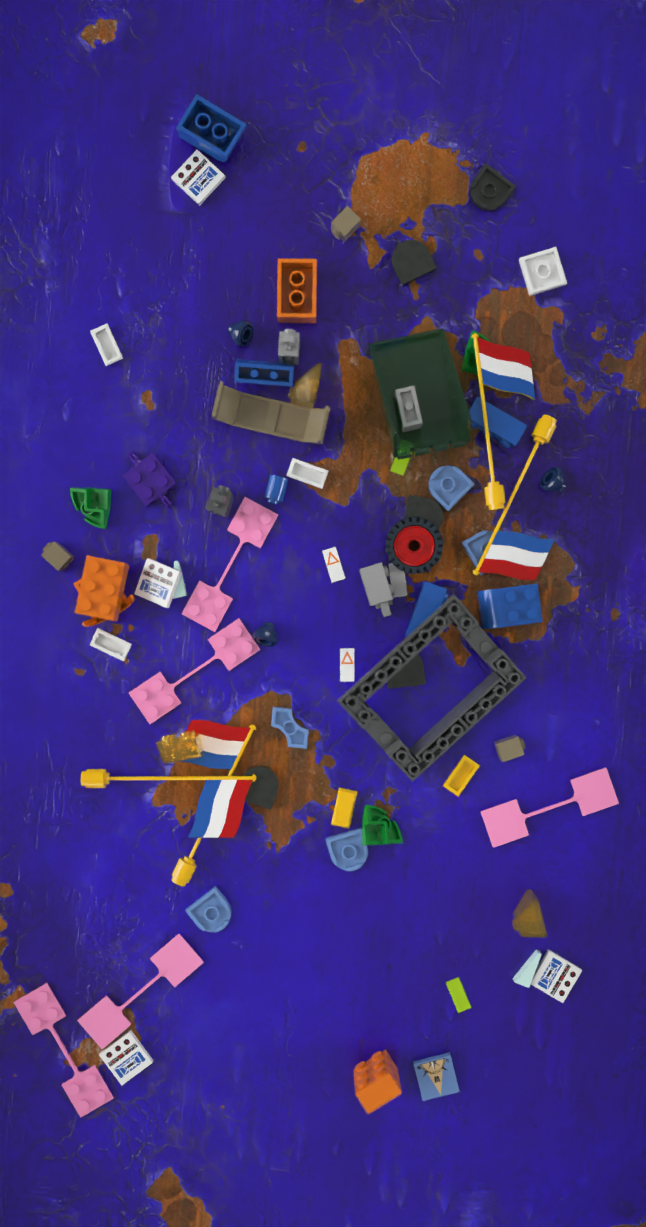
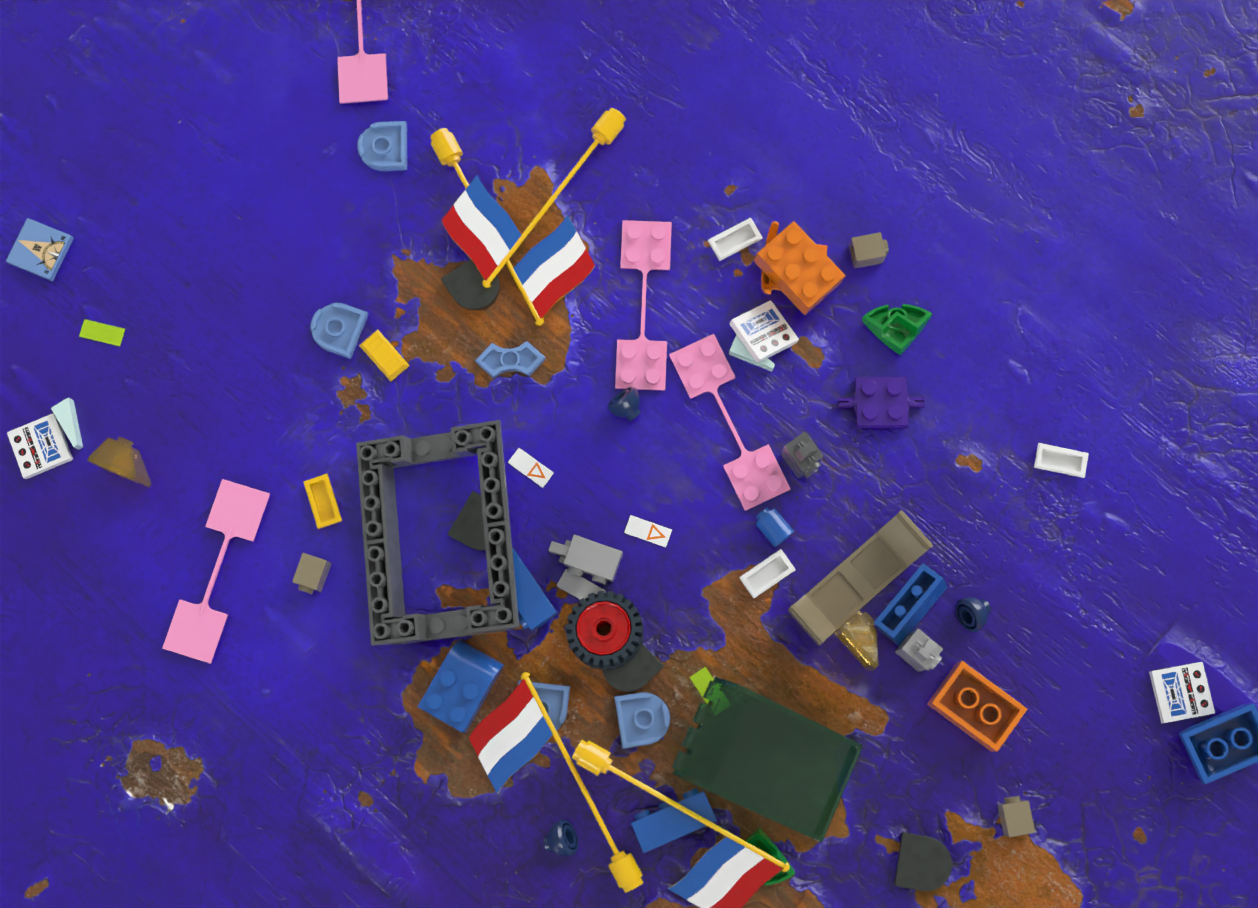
camera: 130 degrees right, 10 degrees down
(180, 748) = (574, 232): clear yellow slope -> none
(376, 1081) = (84, 182): orange brick -> none
(378, 828) = (335, 375): green brick -> none
(408, 408) = (758, 733): light grey panel -> none

